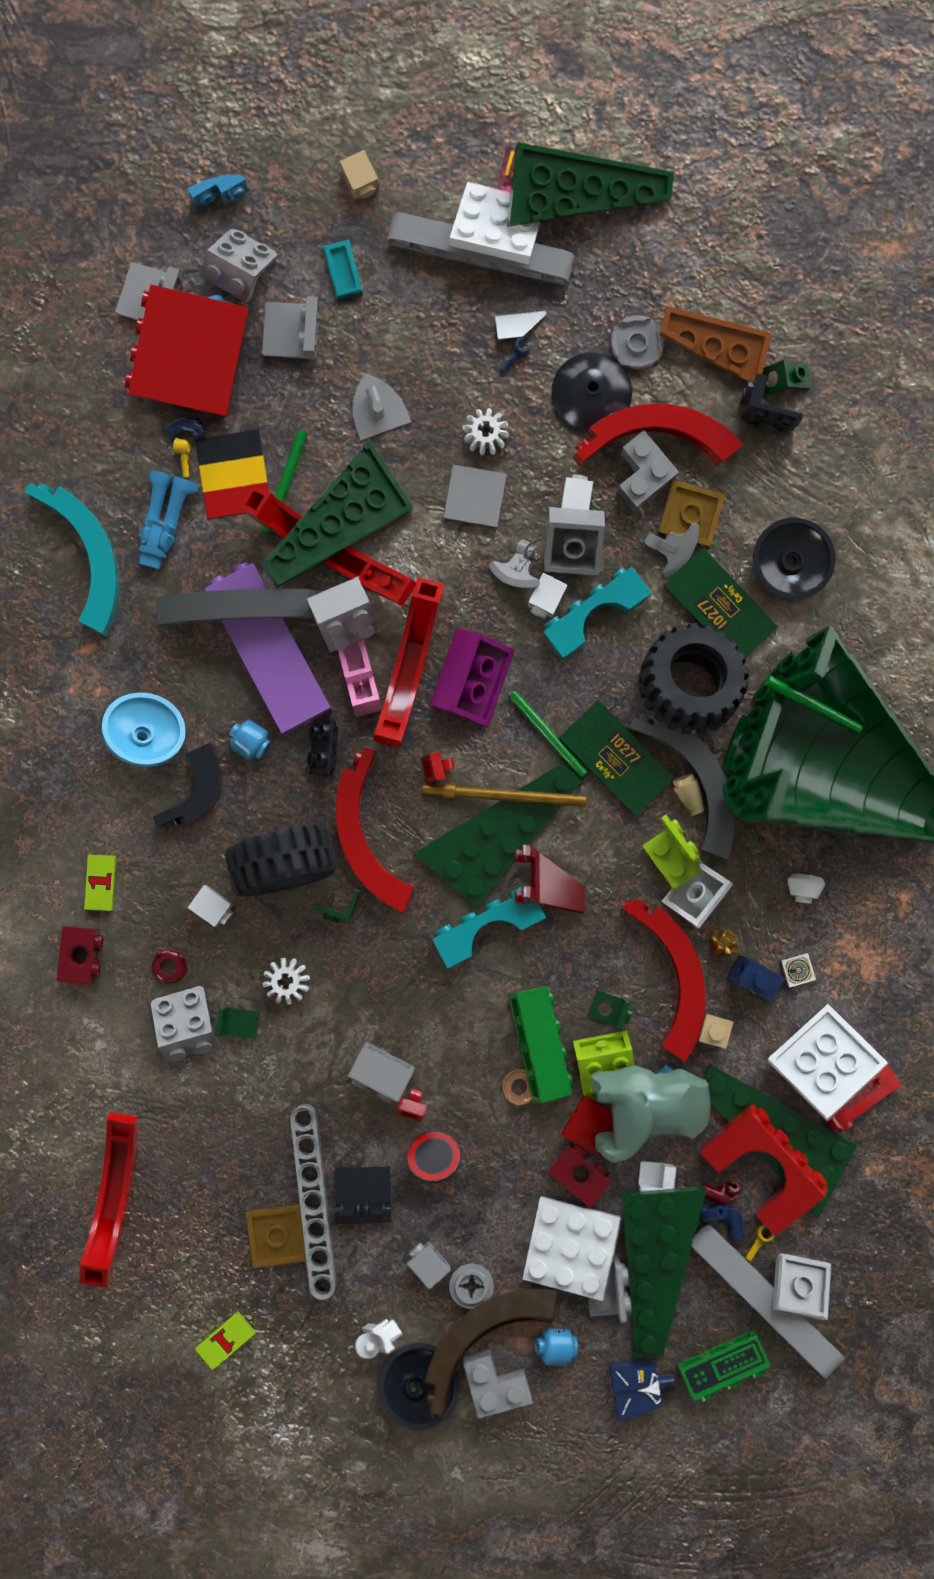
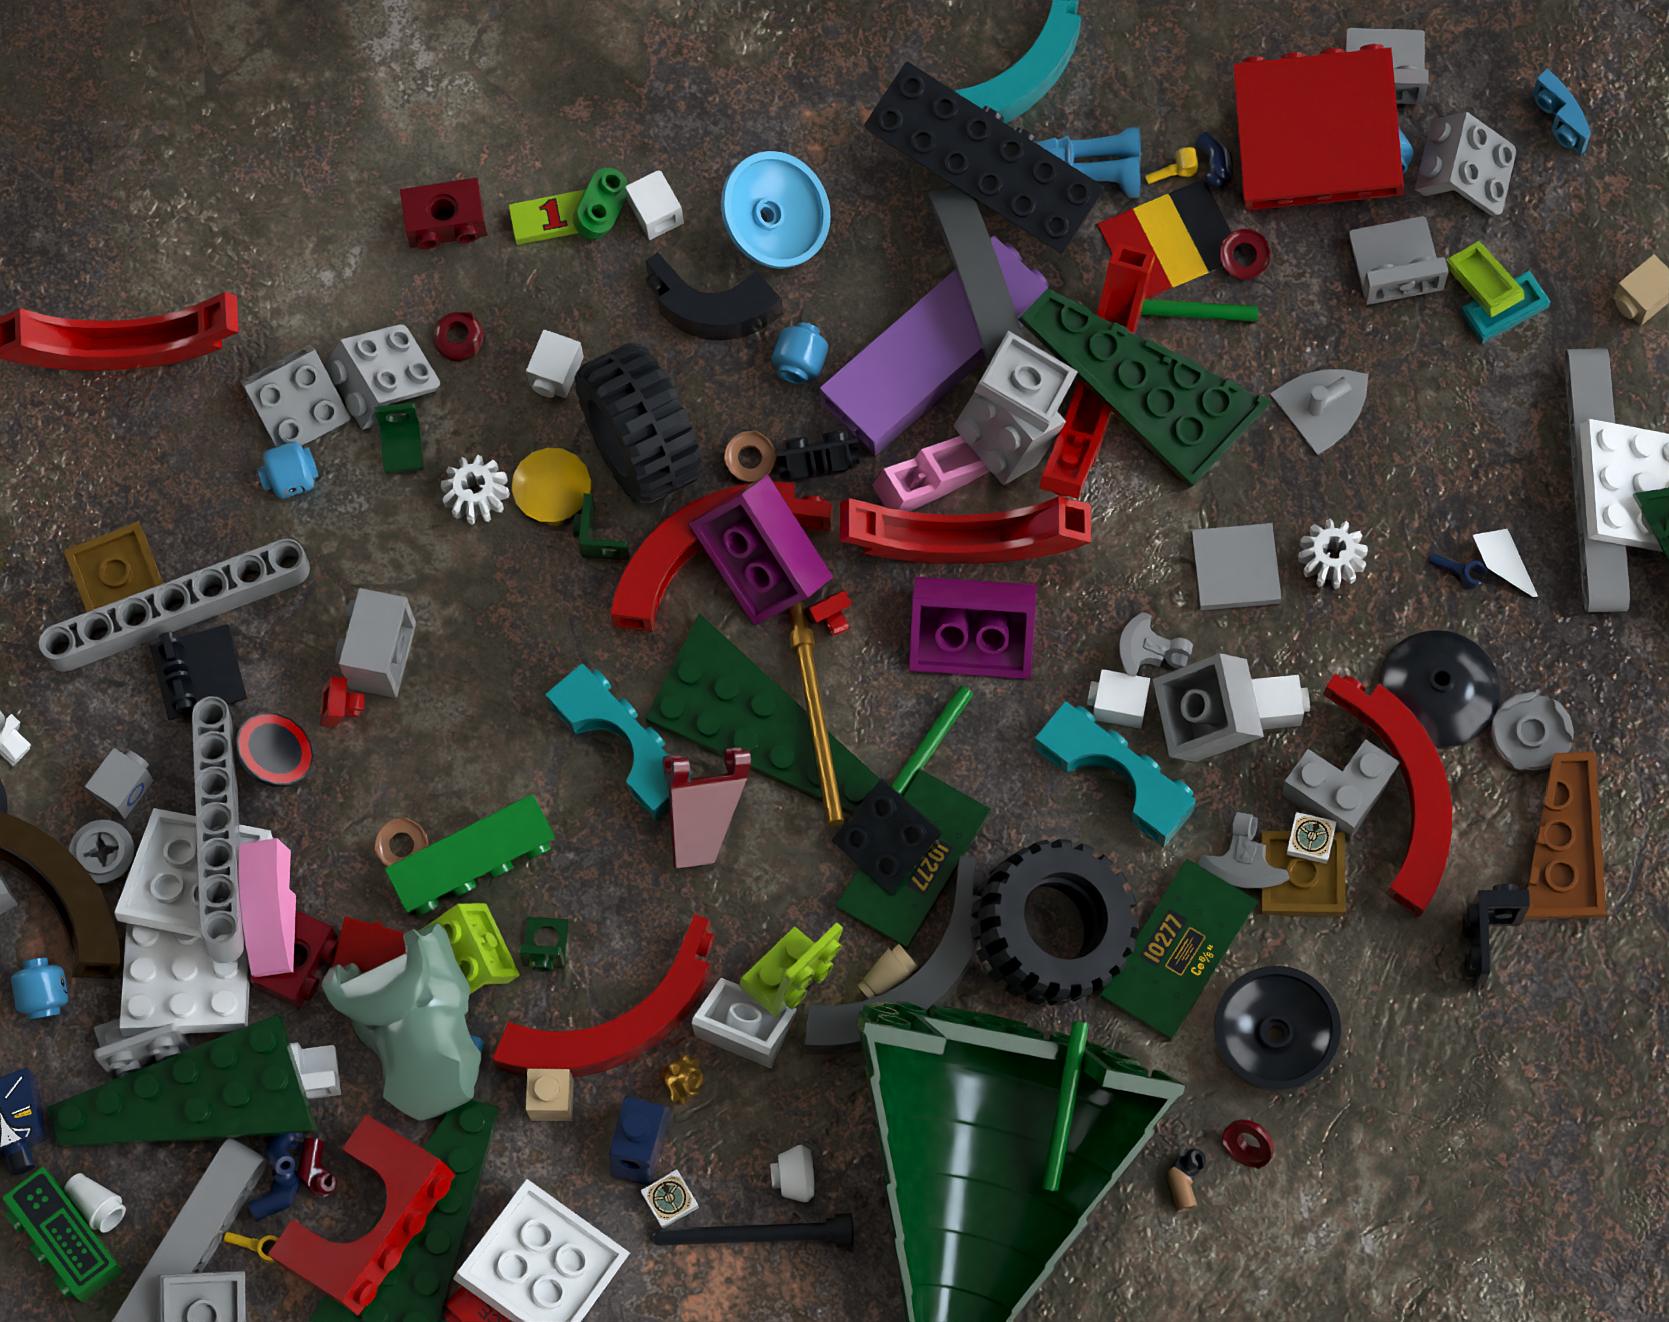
camera: 80 degrees right, 15 degrees down
(100, 845) = (601, 200): none -> green plate
(113, 810) = (654, 204): none -> white panel
(151, 578) = (984, 157): none -> black bracket
(185, 1087) = (296, 398): none -> light grey bracket
(237, 1103) = (288, 470): none -> dark azure head
(269, 422) = (1257, 242): none -> dark red piece
(295, 929) = (551, 485): none -> yellow dish
(318, 782) = (753, 440): none -> nougat piece
(322, 276) = (1485, 279): none -> lime tile
(324, 595) = (1026, 381): none -> light grey tile
(387, 801) = (761, 550): none -> magenta slope
(497, 1203) = (220, 844): none -> light grey beam
(508, 1229) = (164, 875): none -> white plate
(549, 1186) = (267, 906): none -> bright pink slope
(602, 770) = (887, 836): none -> black hinge
(673, 501) = (1311, 837): none -> tile
(706, 1340) = (96, 1204): none -> white cone
(790, 375) = (1551, 957): dark green bracket -> none
(846, 870) = (835, 1230): none -> black piece
(866, 595) = (1243, 1152): none -> dark red piece
(866, 645) = (1181, 1176): none -> arm

